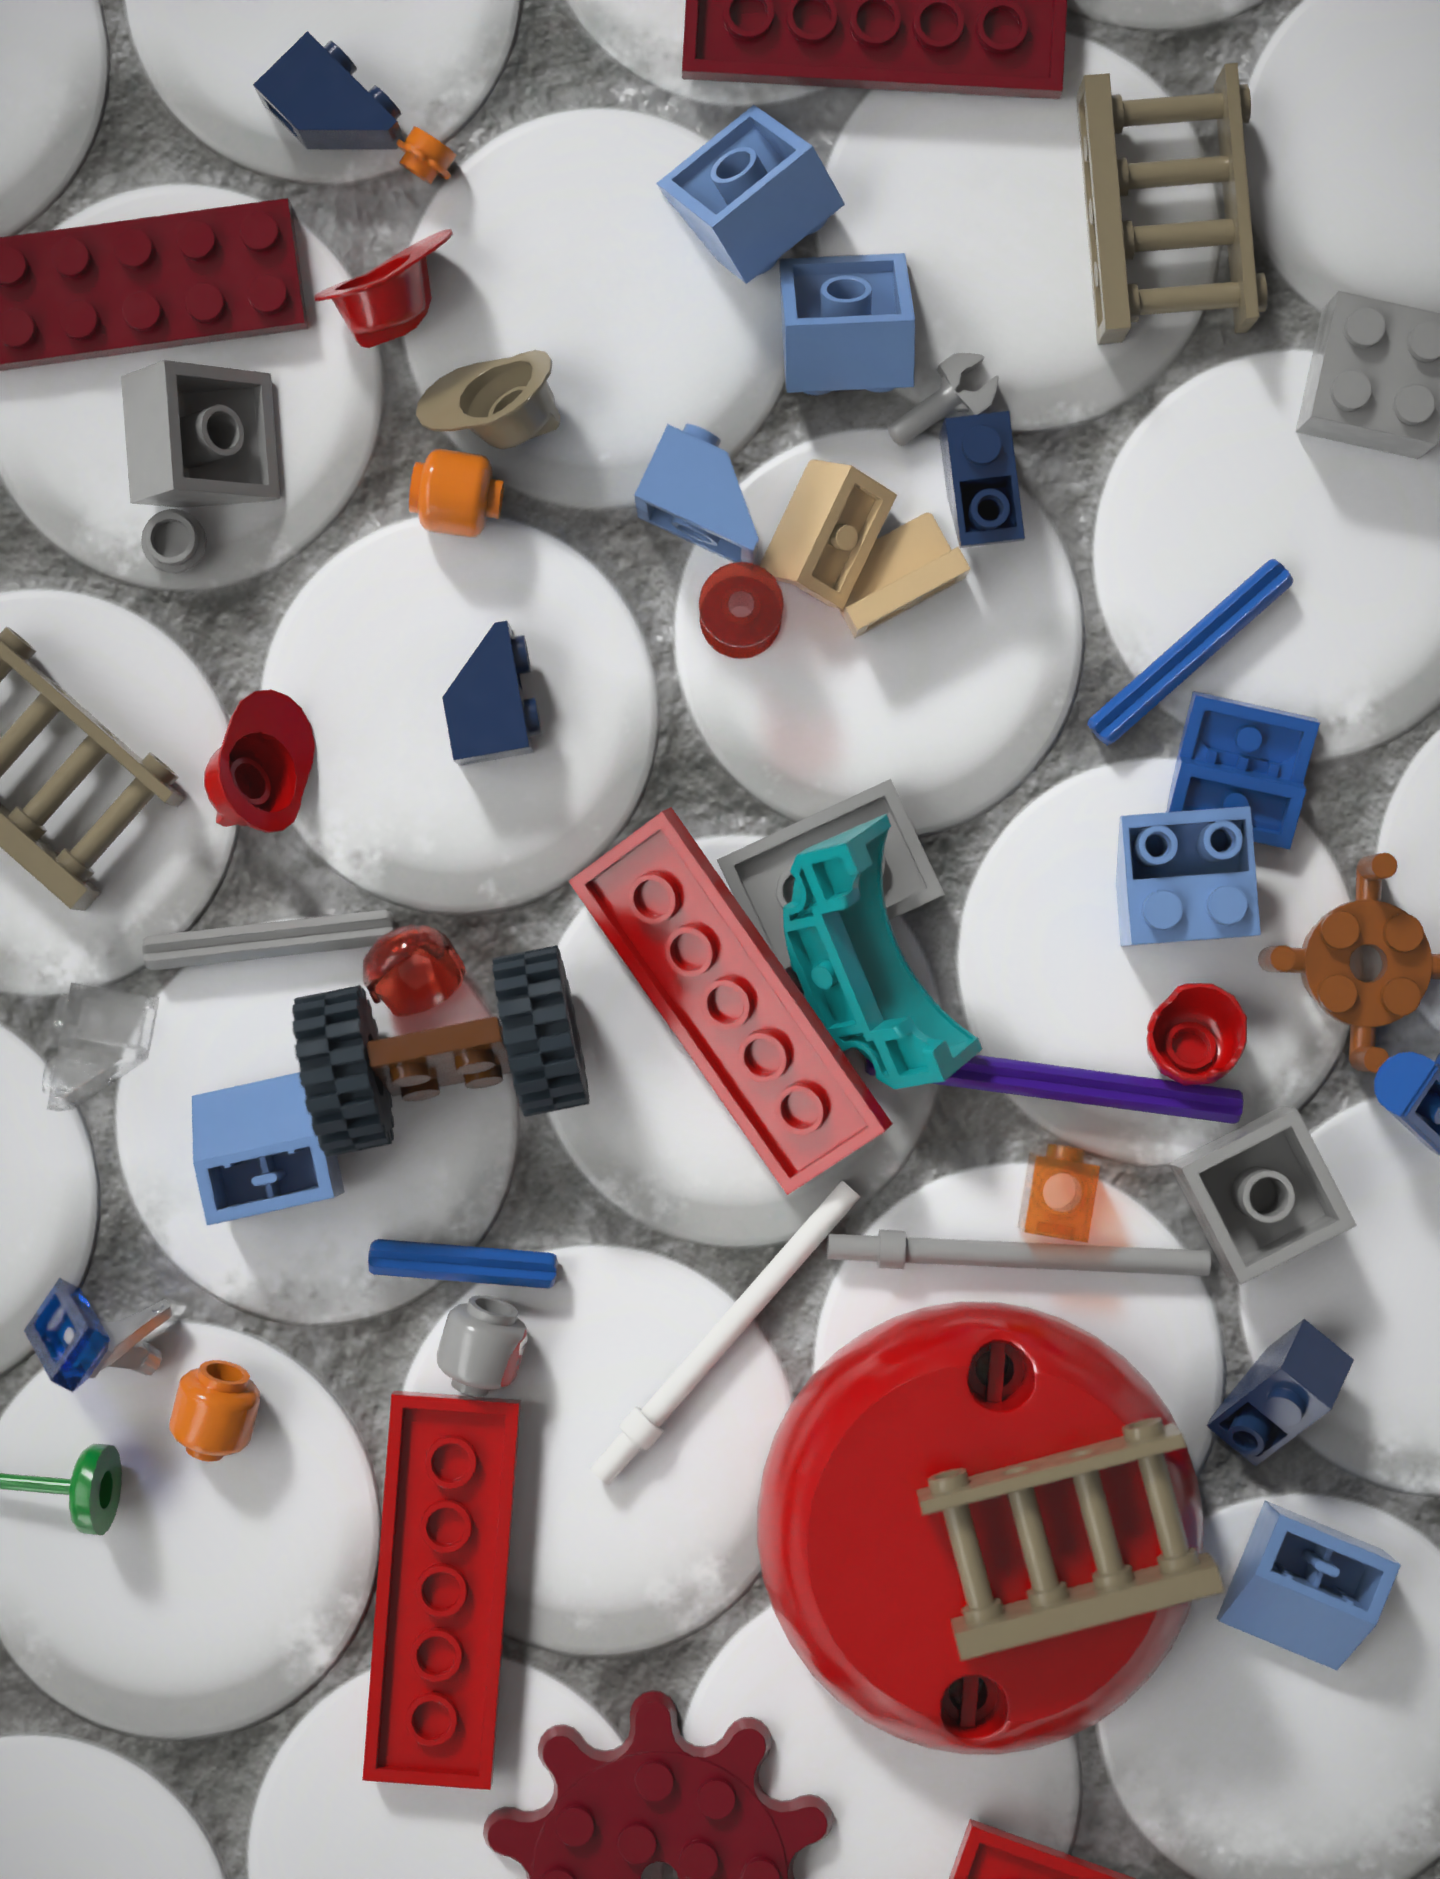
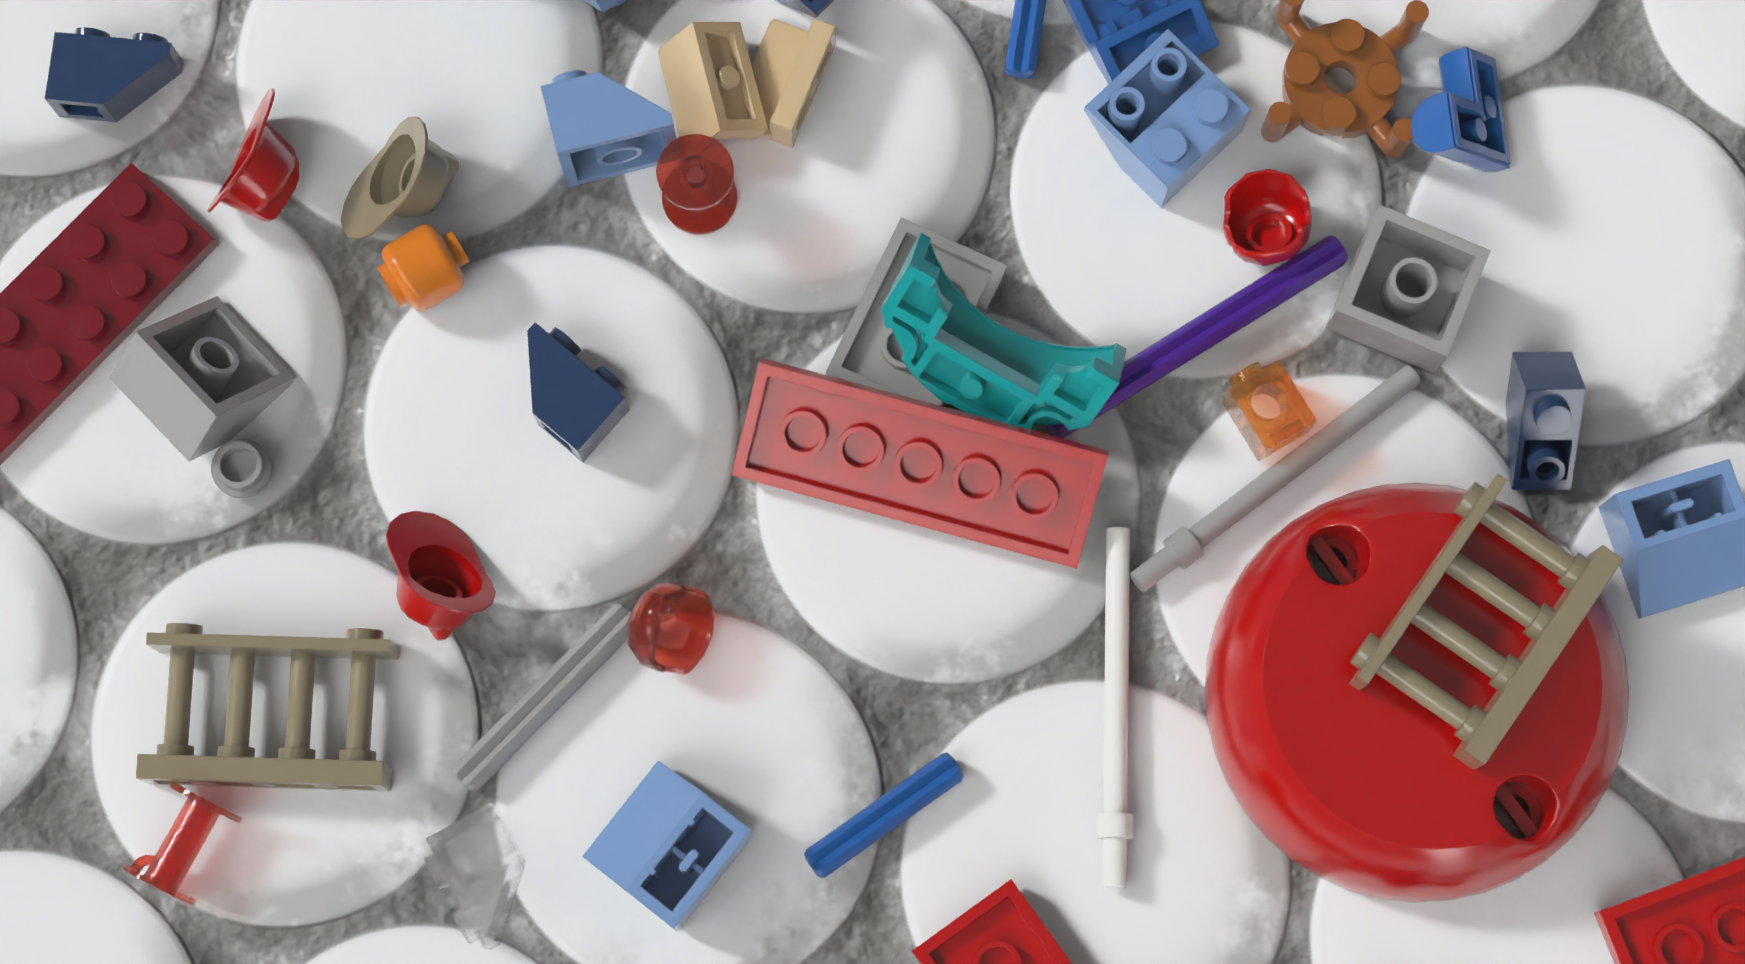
camera: 45 degrees left, 10 degrees down
(353, 1073) = (796, 601): black plate -> none
(425, 155) = (208, 56): orange plate -> none
(482, 1345) = (948, 860): light grey head -> none

